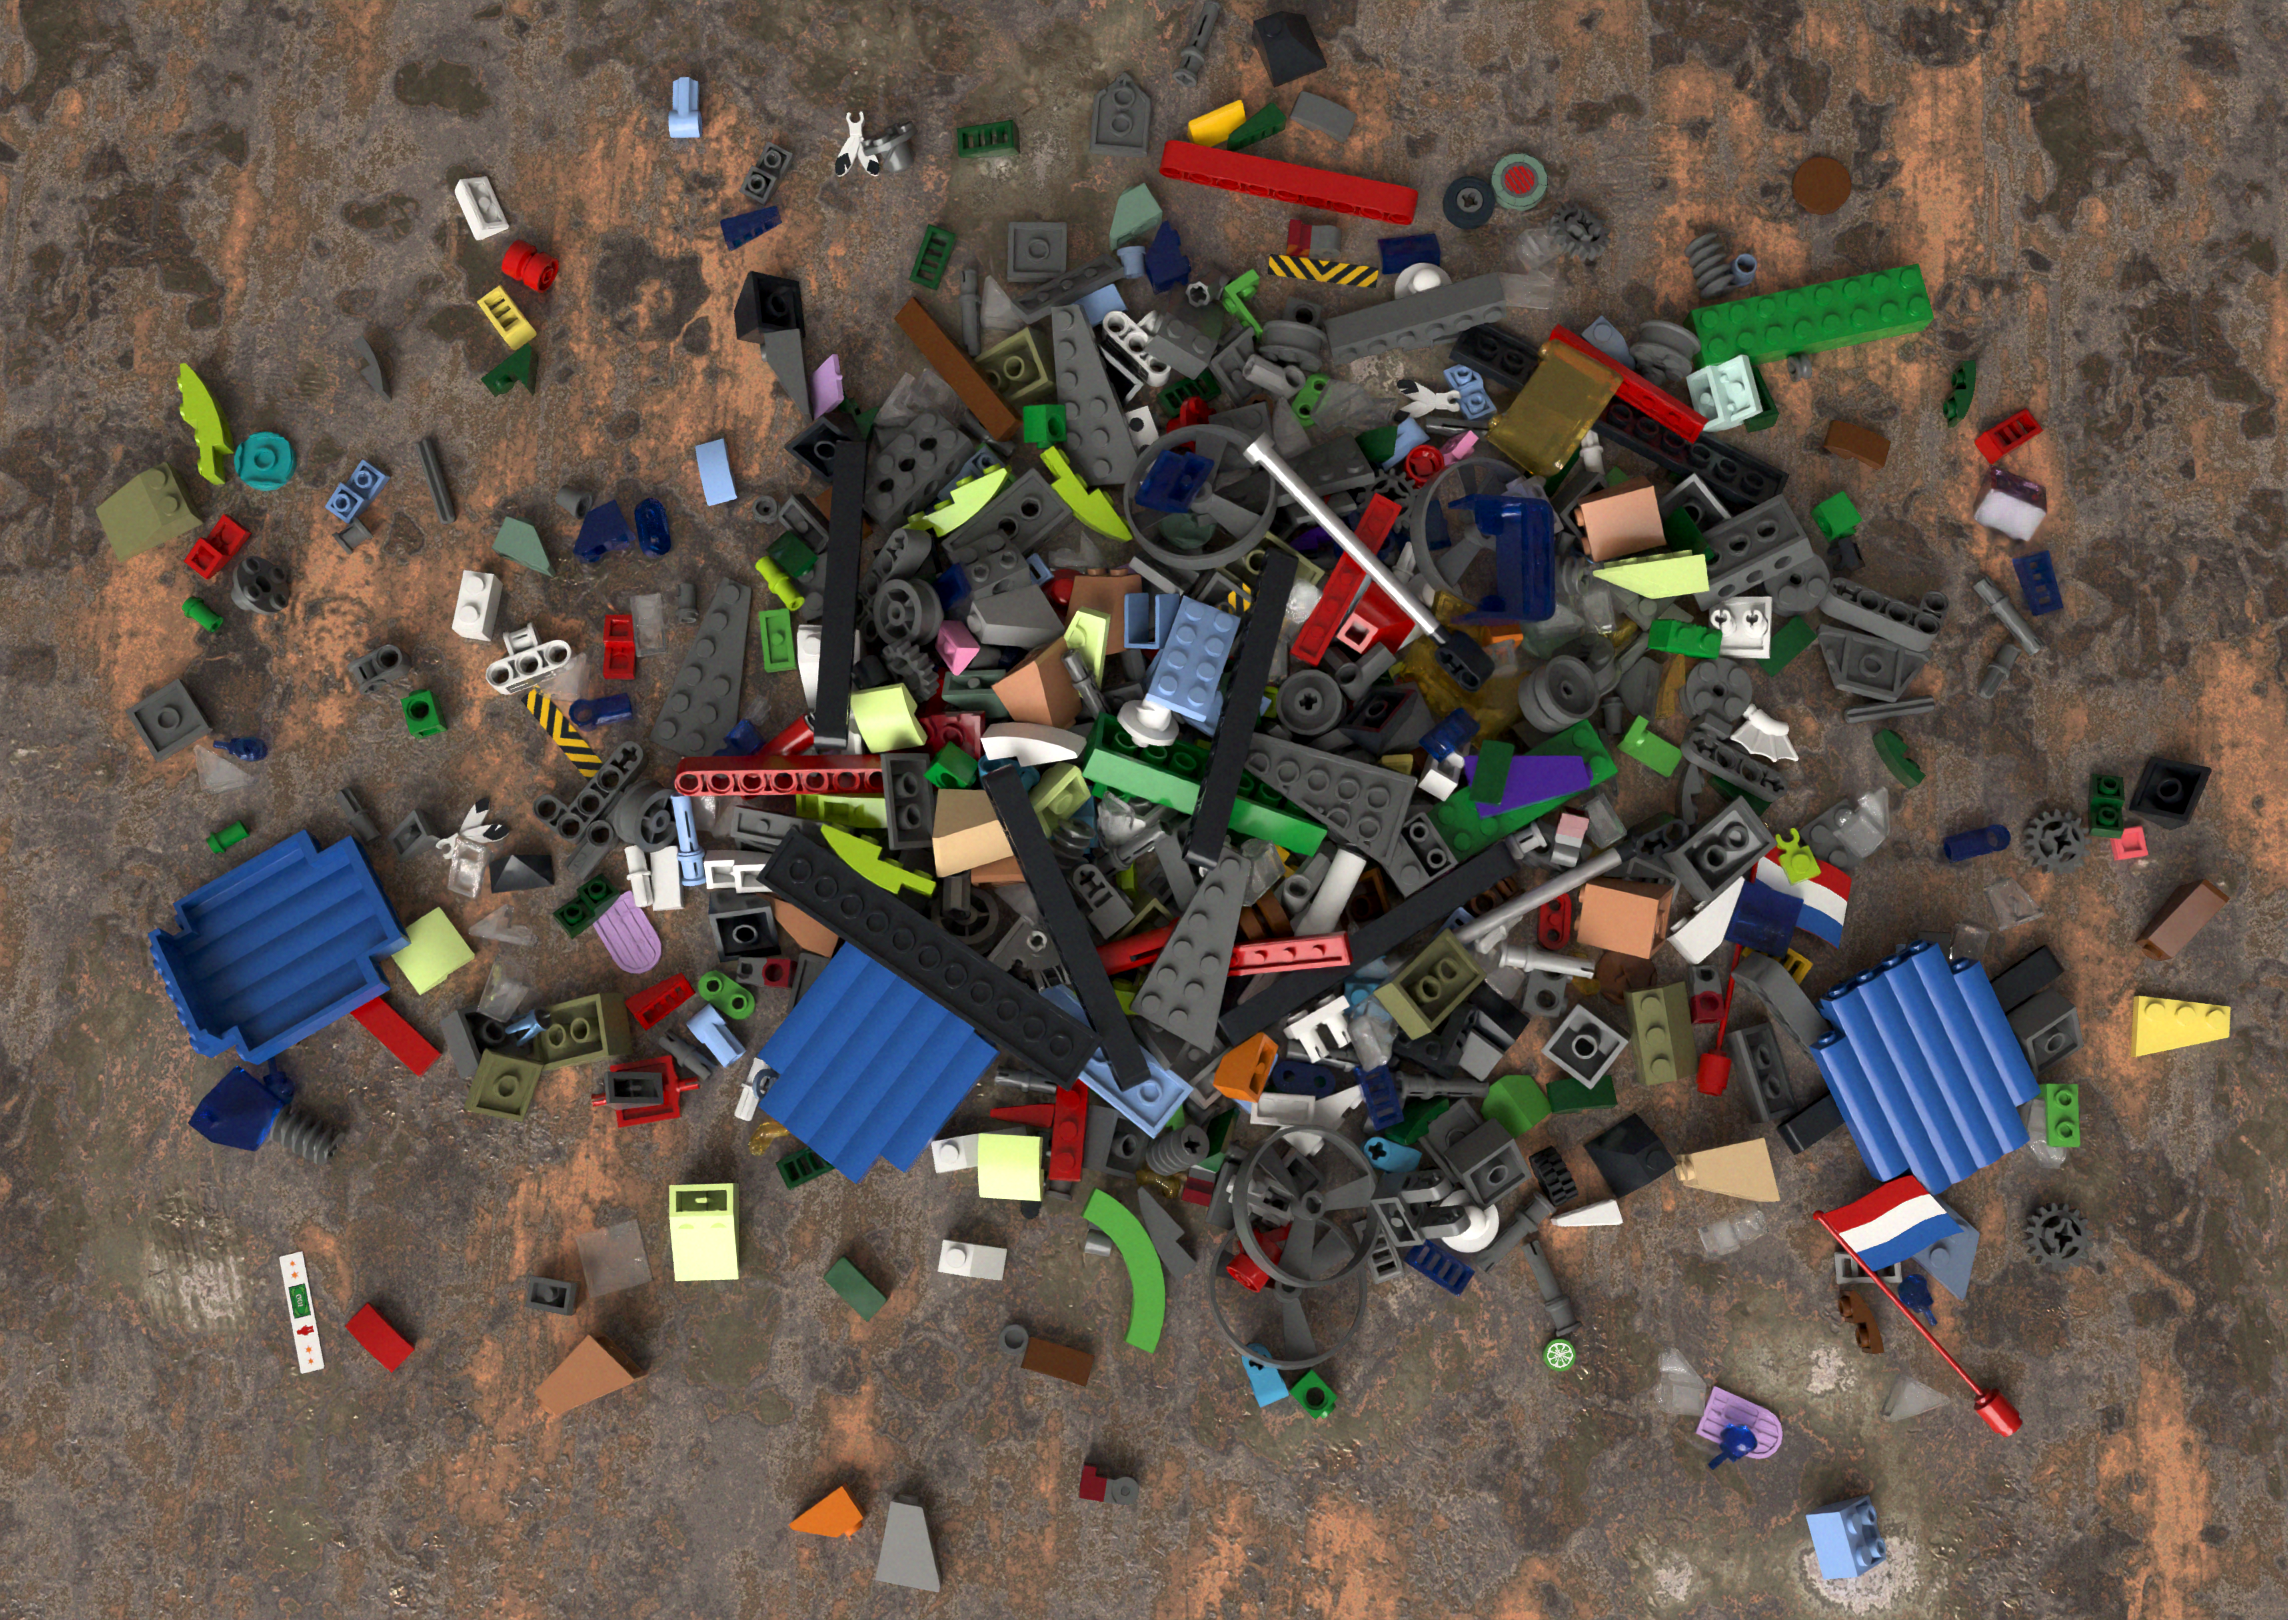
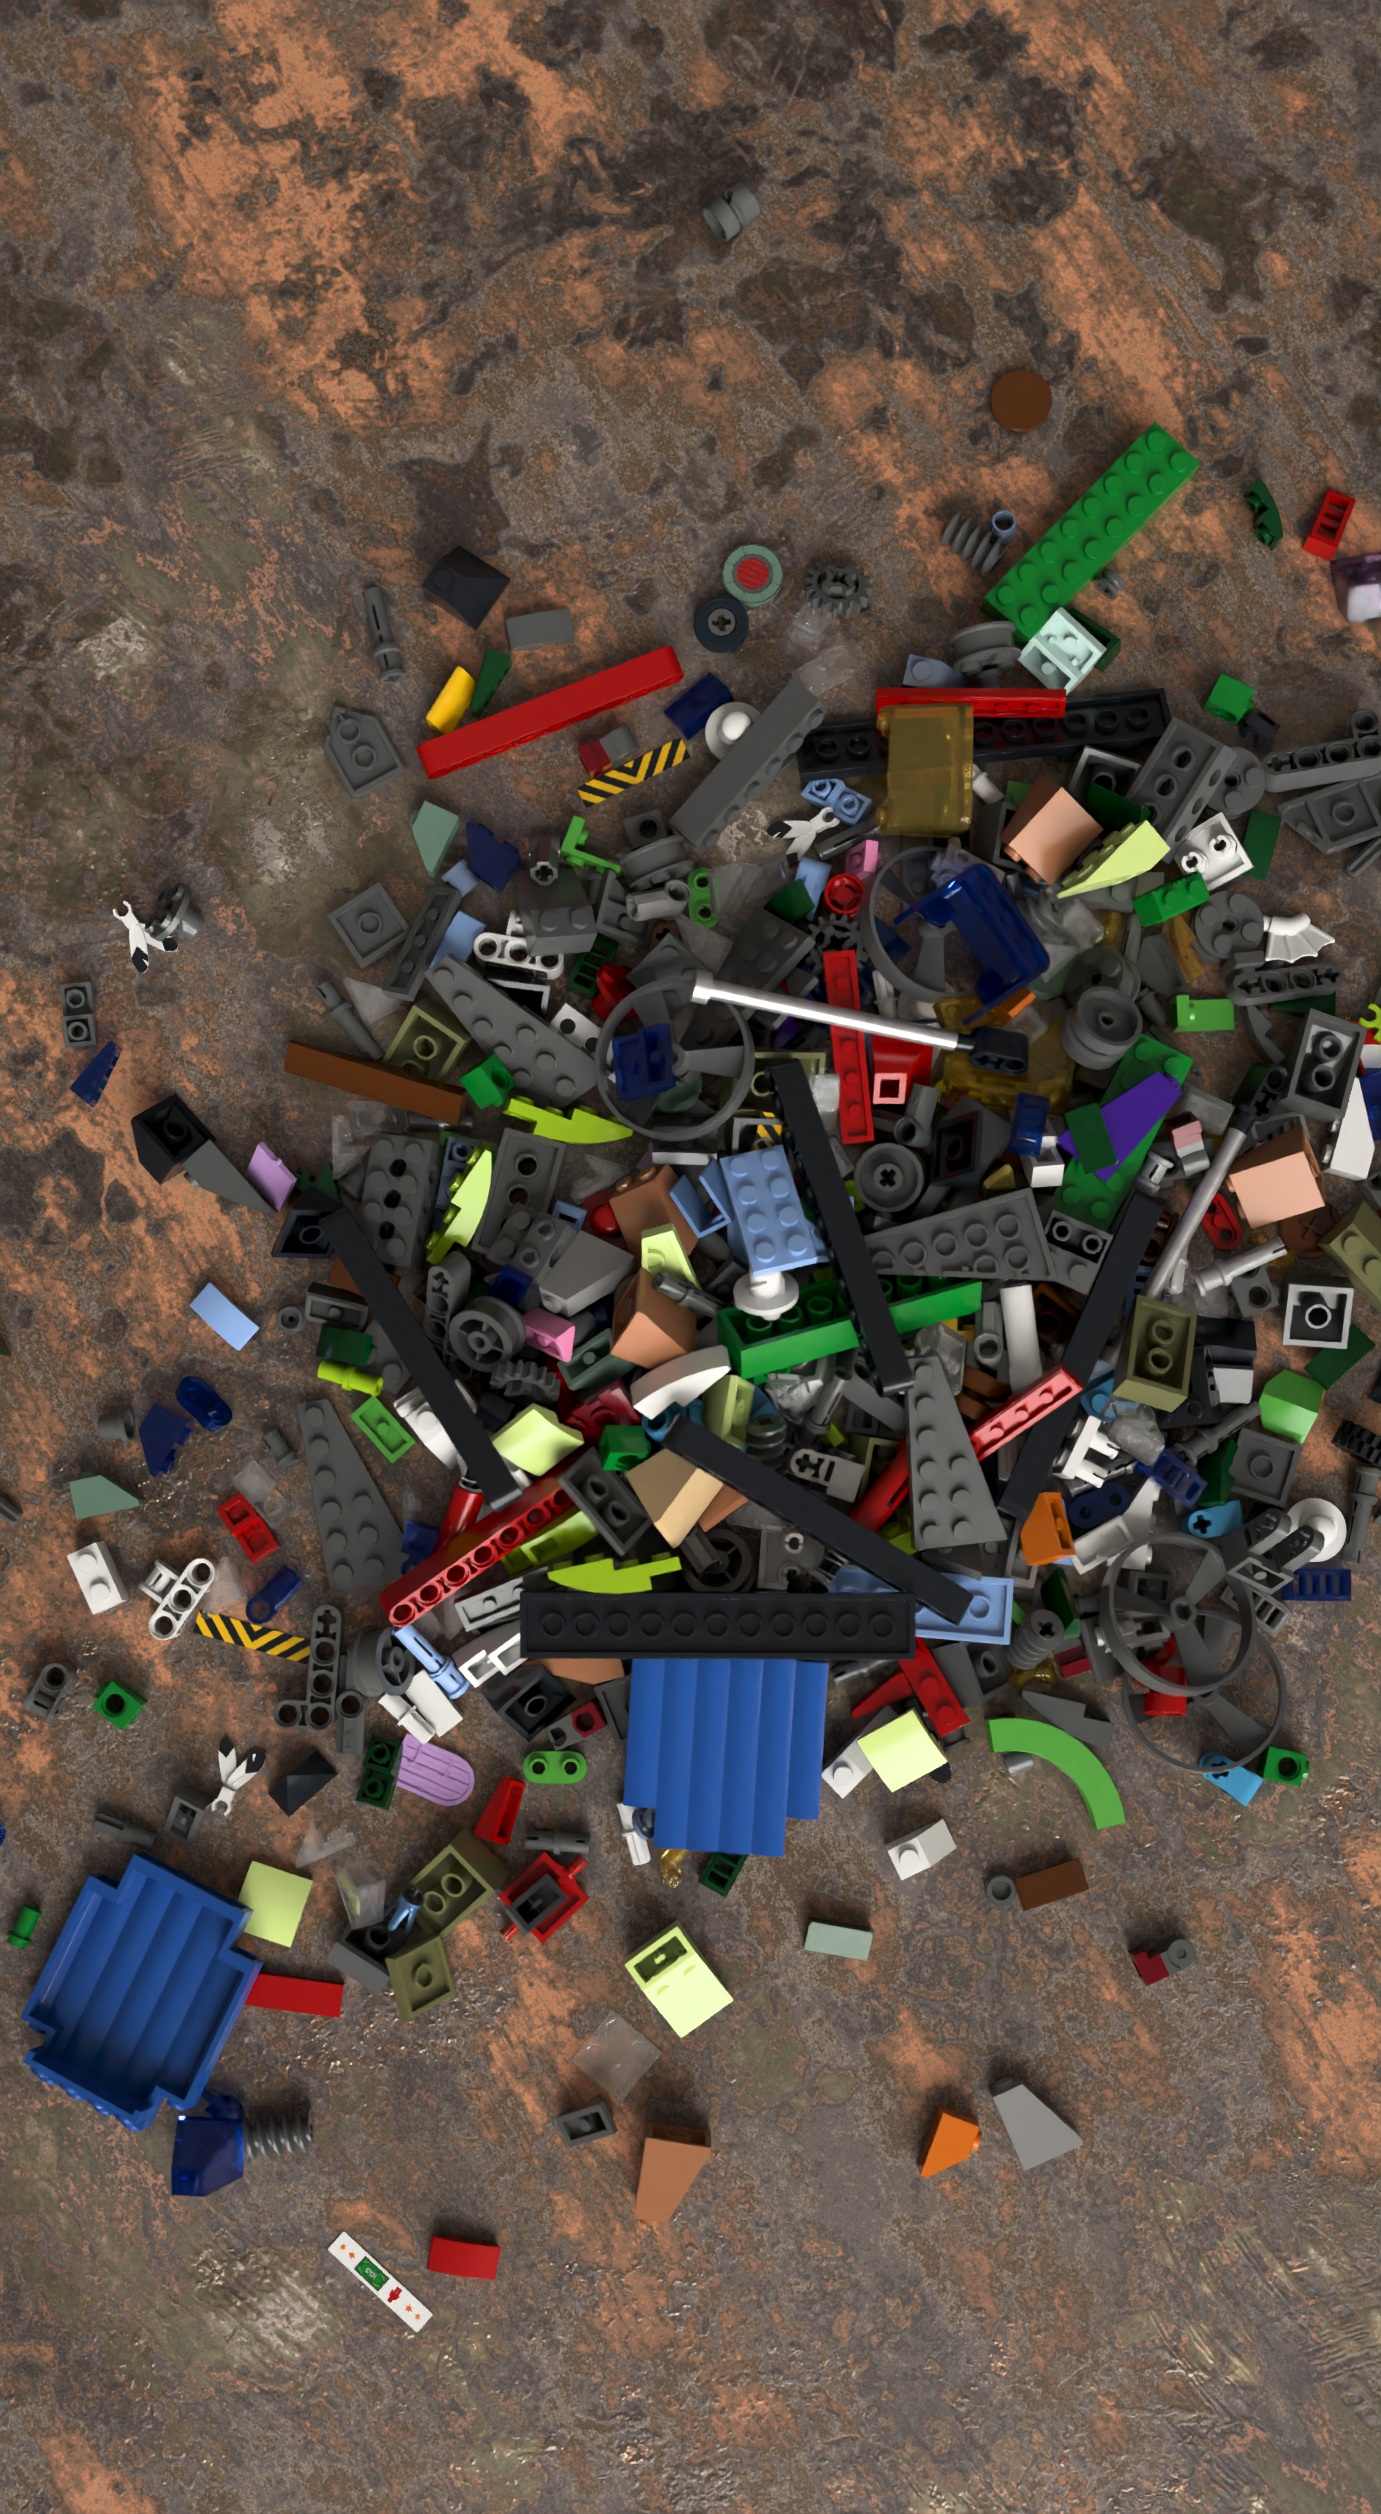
camera: 30 degrees left, 5 degrees up
(469, 866) = (255, 1810): clear slope -> none
(711, 1029) = (562, 1805): light blue piece -> none
(931, 232) = (269, 994): dark green slope -> none
(1000, 128) = (271, 853): dark green slope -> none
(1488, 1163) = (1302, 1472): dark grey slope -> none
(1854, 441) = (1204, 619): reddish brown slope -> none

